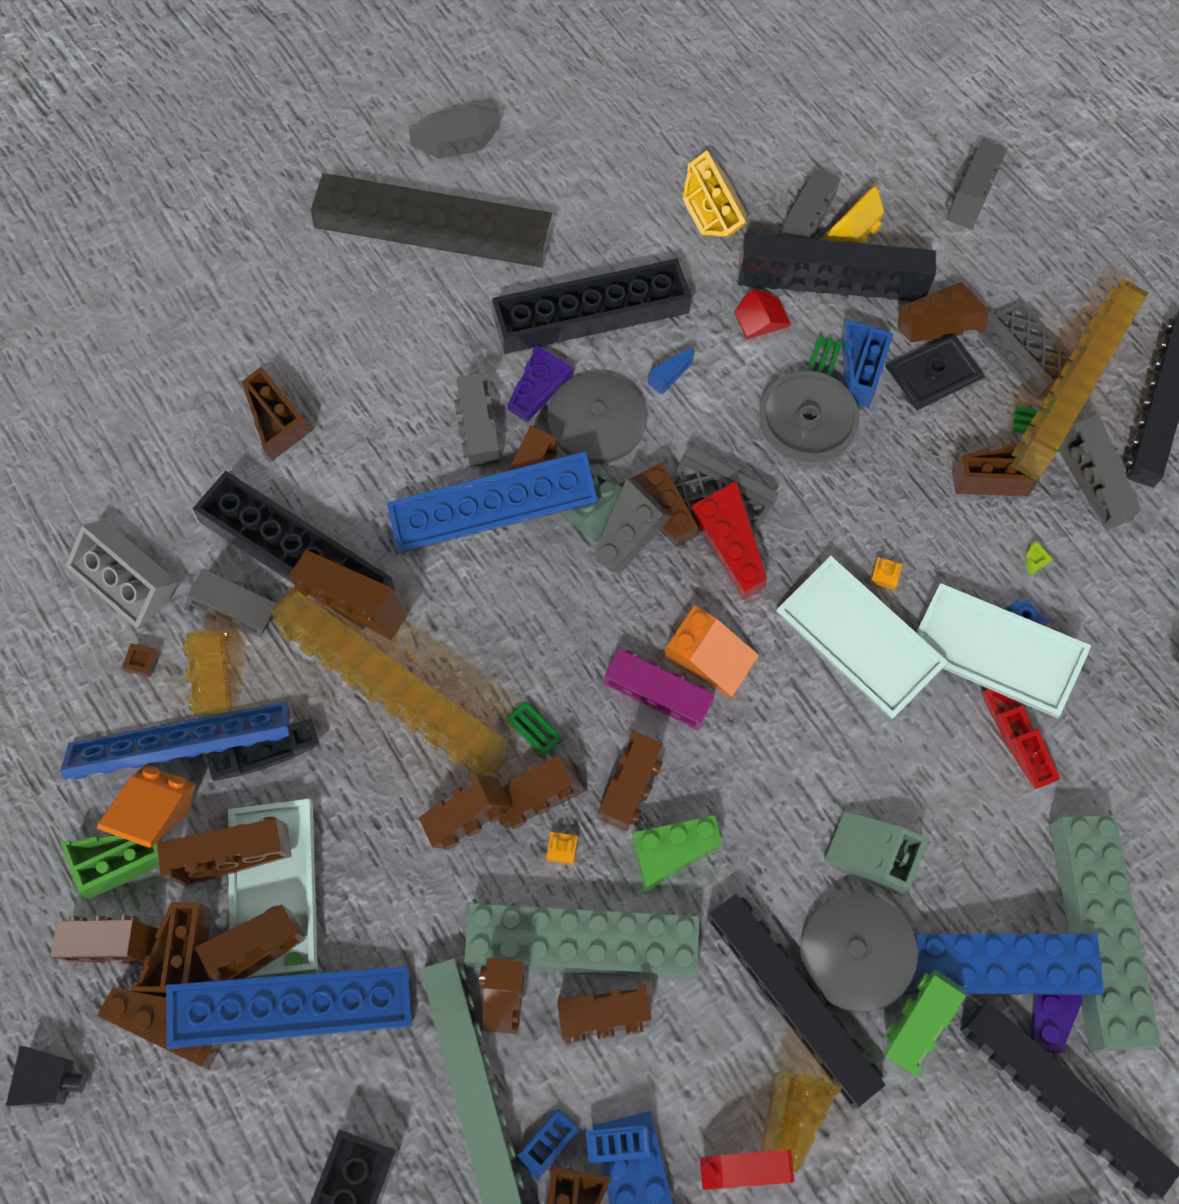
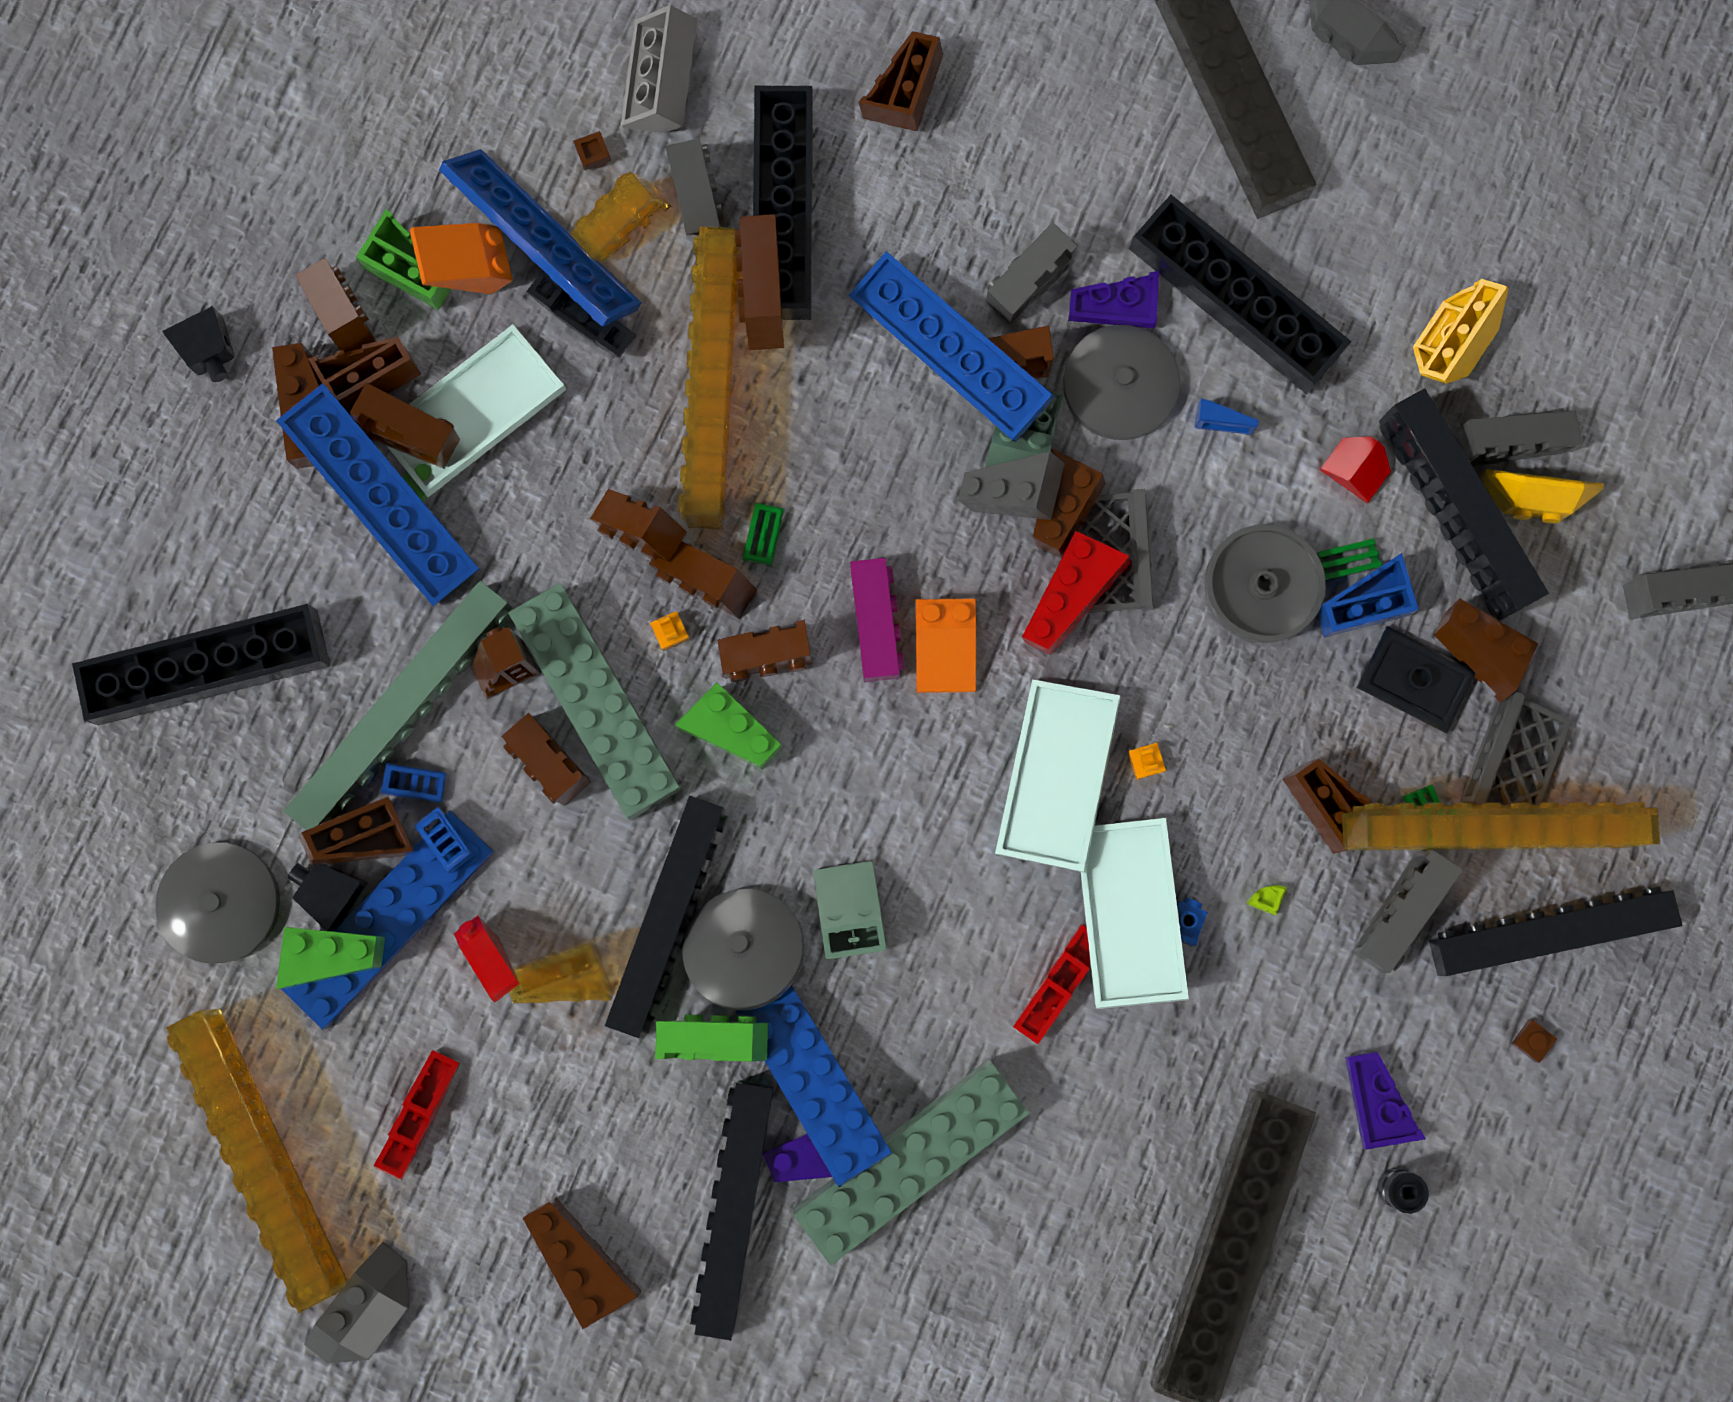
camera: 60 degrees right, 15 degrees up
(223, 851) = (468, 346): reddish brown wedge -> none

